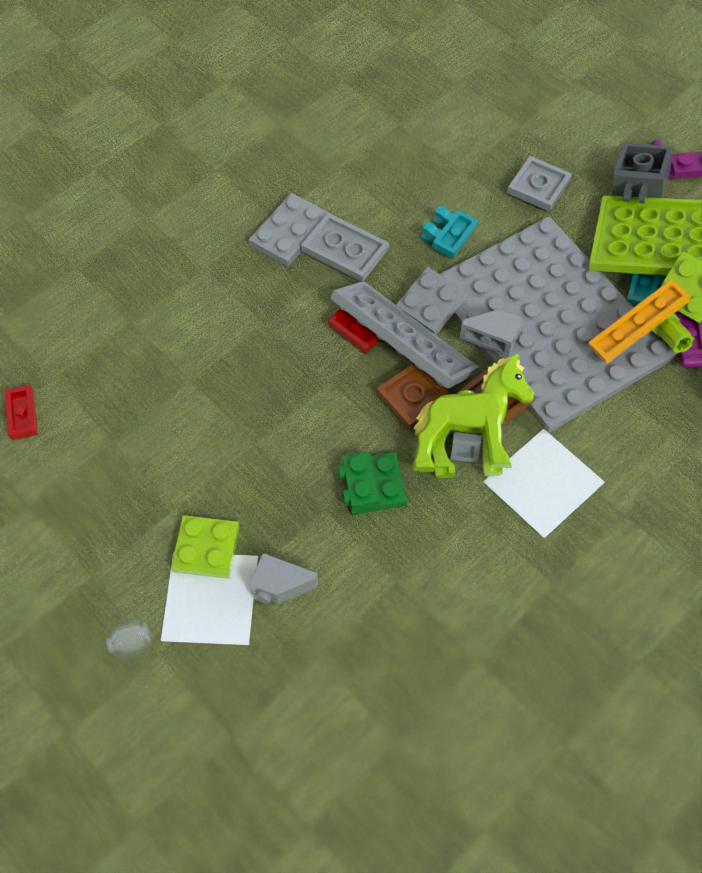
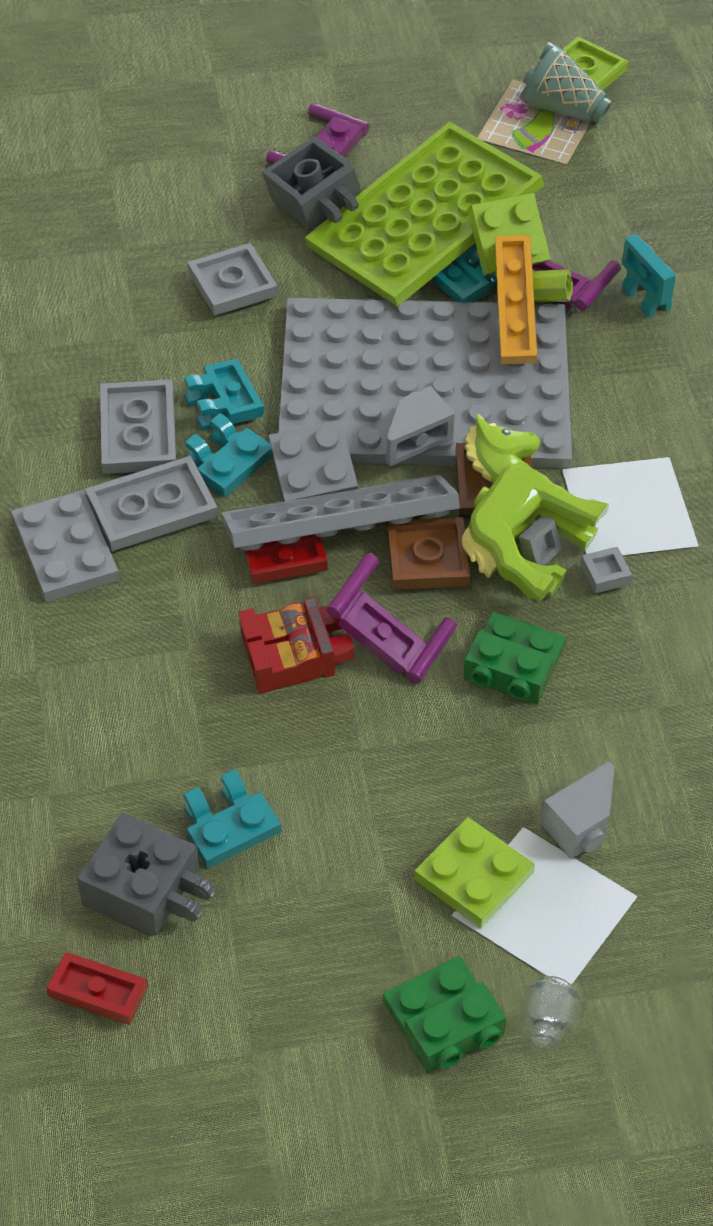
camera: 60 degrees left, 10 degrees down
(94, 389) = (142, 875): none -> dark grey hinge
(100, 585) = (445, 1014): none -> green plate
(159, 414) = (233, 829): none -> teal plate
(295, 367) = (292, 644): none -> red hips
(332, 403) = (381, 630): none -> magenta plate
(393, 208) = (137, 425): none -> light grey plate
(405, 265) = (234, 462): none -> teal plate
(476, 494) = (606, 569): none -> light grey plate

